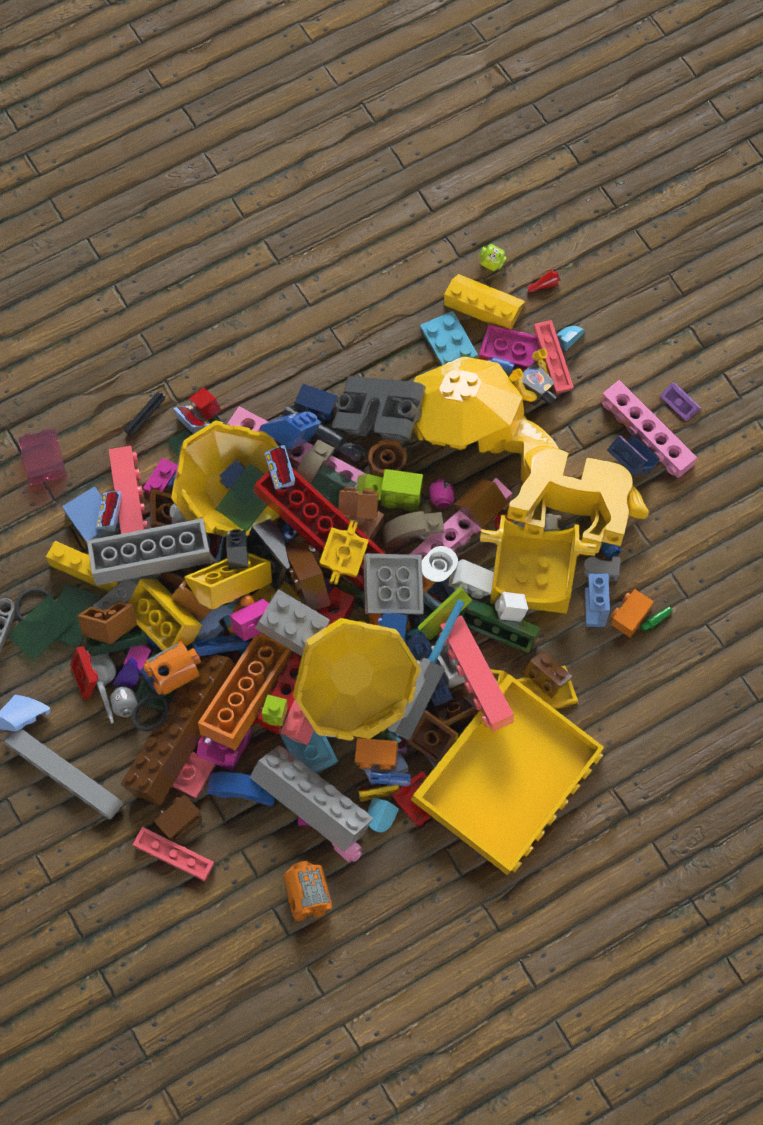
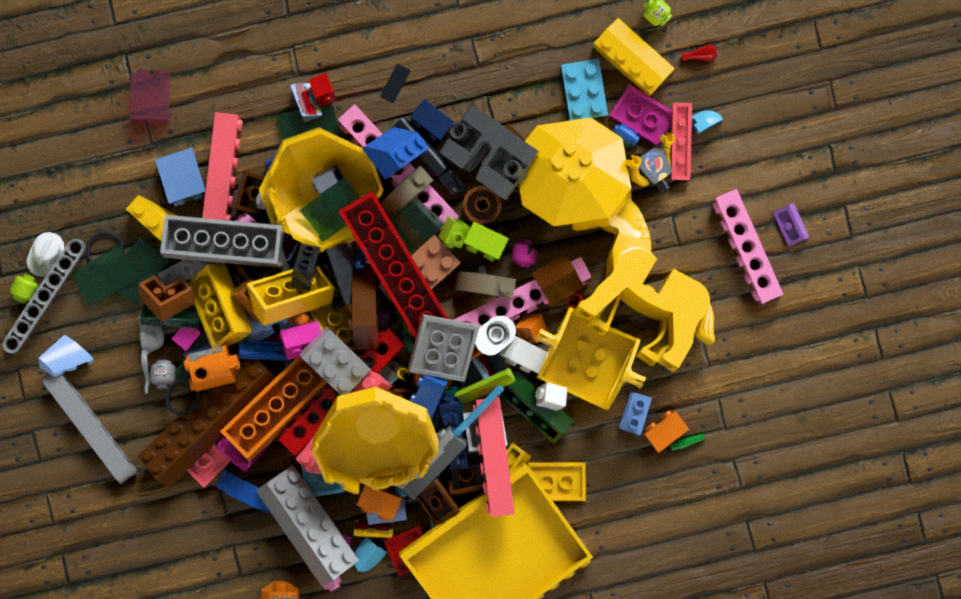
camera: 20 degrees right, 20 degrees up
(83, 672) = (132, 341): red plate -> none
(109, 511) = (198, 179): slope -> none
(129, 674) = (173, 351): dark purple tile -> none
(144, 414) = (262, 79): black axle -> none
(161, 476) = (259, 153): dark pink plate -> none
(173, 854) = (169, 533): coral plate -> none
(177, 818) = (182, 502): reddish brown brick -> none
(271, 384) = (395, 82): none -> black sticker
(274, 710) = (293, 442): lime brick -> none
(280, 467) = (367, 203): slope -> none
(343, 552) = (404, 305): yellow plate -> none
(359, 503) = (438, 252): dark orange brick -> none
(390, 778) = (385, 528): blue axle -> none
(471, 553) = (530, 326): none -> orange panel
(547, 674) = (565, 468): reddish brown bracket -> none
(551, 522) = (619, 319): white brick -> none
(595, 566) = (654, 379): light grey leg -> none
(633, 455) = (721, 275): dark blue panel -> none

